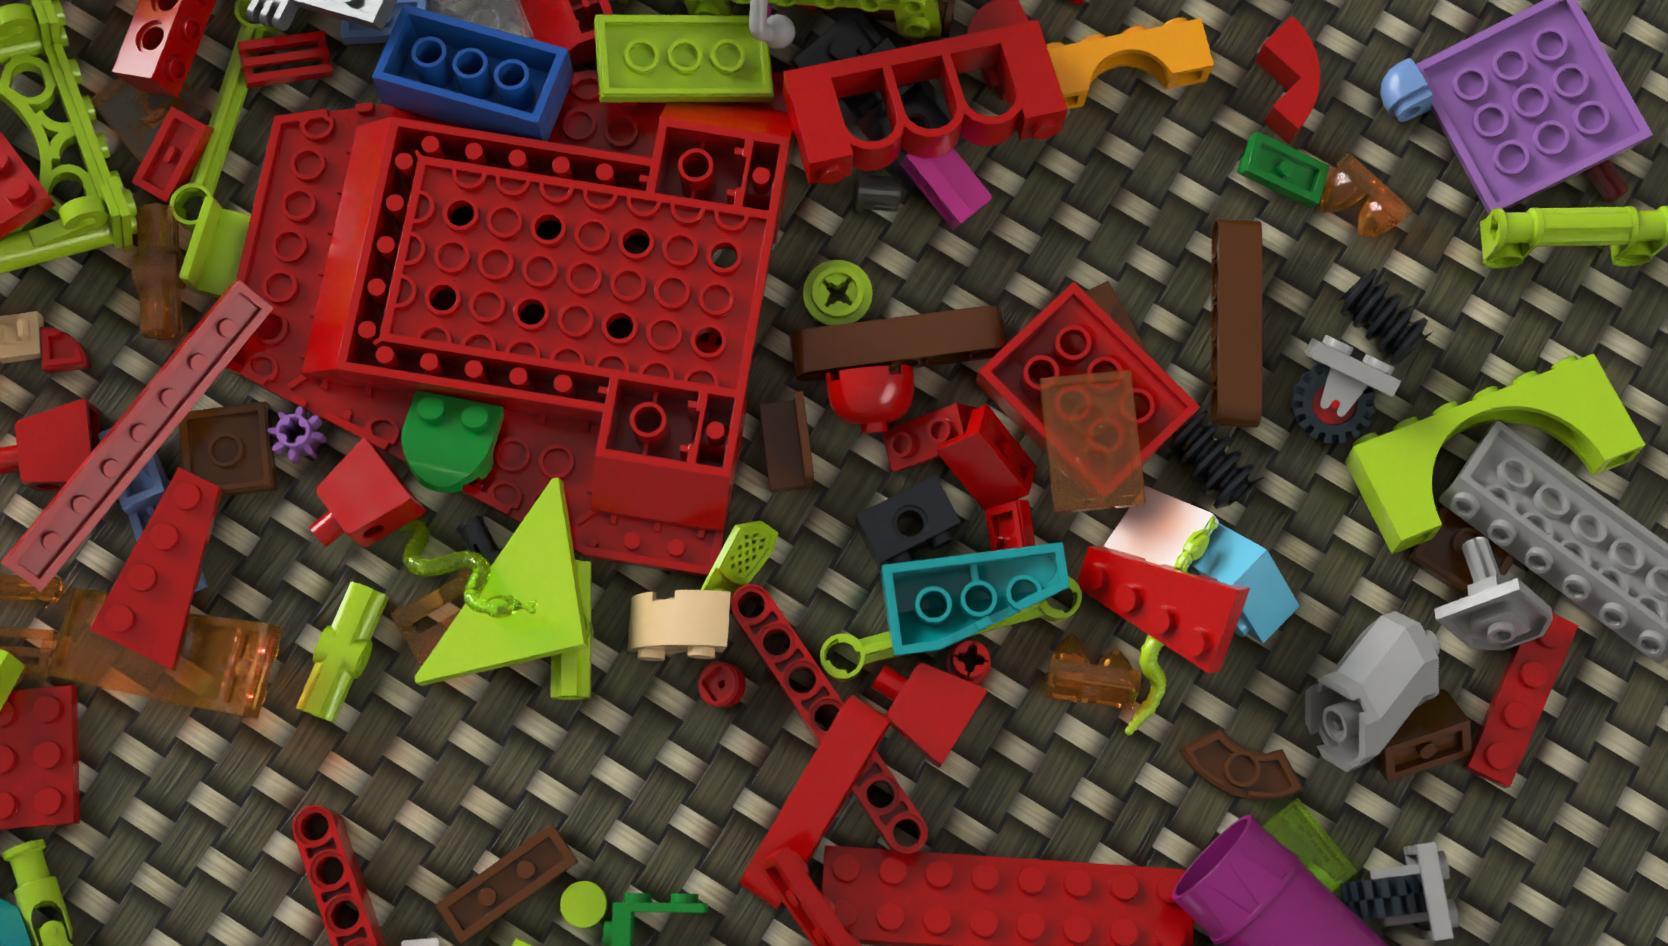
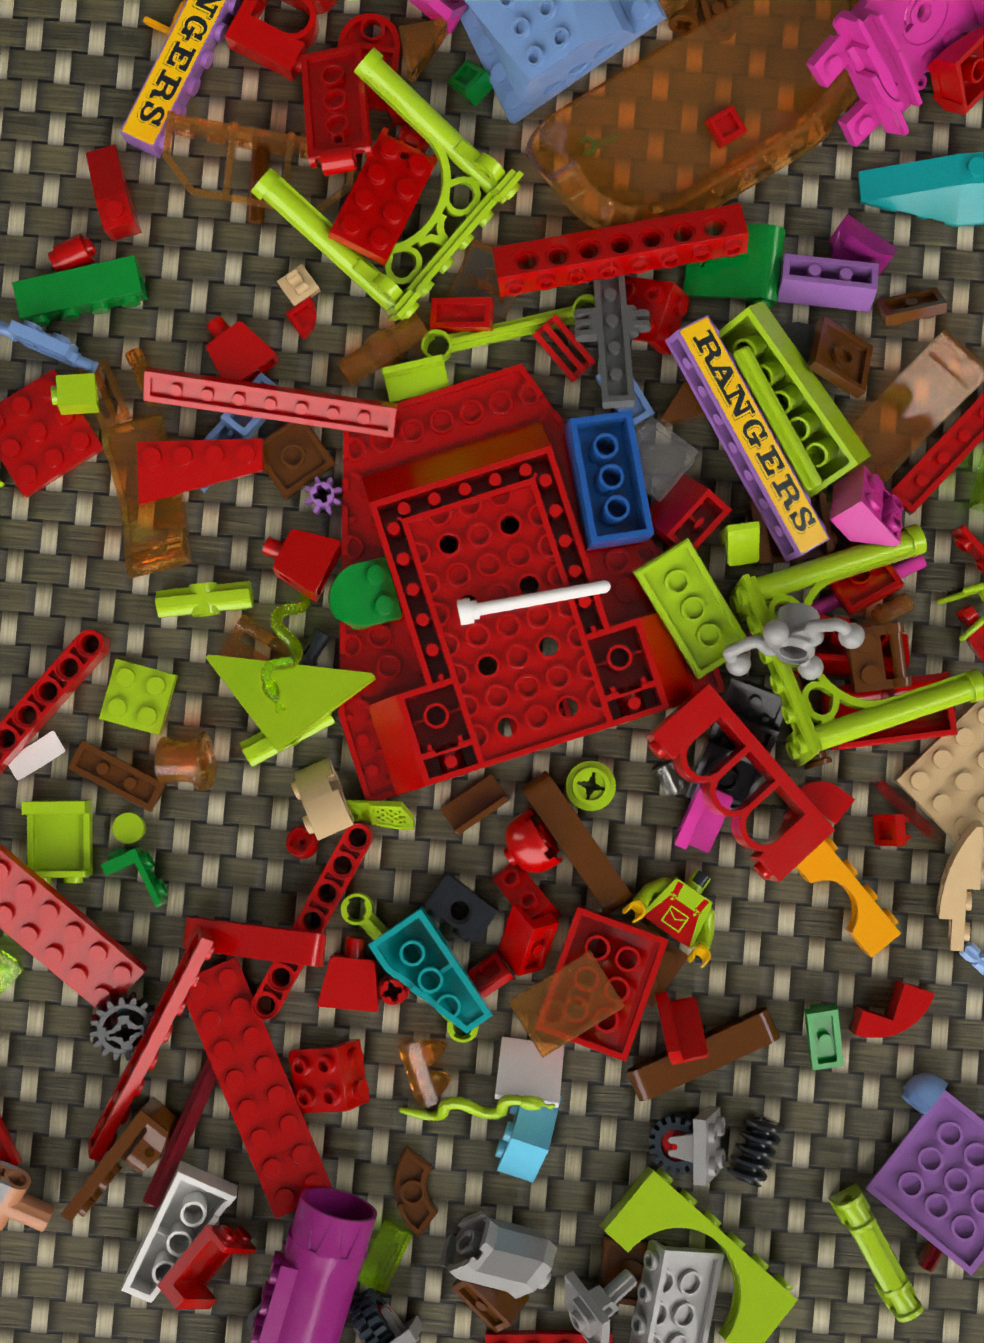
camera: 70 degrees right, 10 degrees up
(420, 805) = (138, 697): none -> lime plate
(535, 778) = (186, 761): none -> clear orange piece
(539, 307) = (472, 610): none -> white piece
(1041, 802) = (329, 1077): none -> red bracket
(1045, 260) = (679, 911): none -> torso
(1175, 607) = (481, 1113): red wing -> none
(1192, 328) = (682, 1028): none -> red panel
(1212, 461) = (600, 1085): black piece -> none
(1350, 184) = (841, 1086): clear orange tile -> none

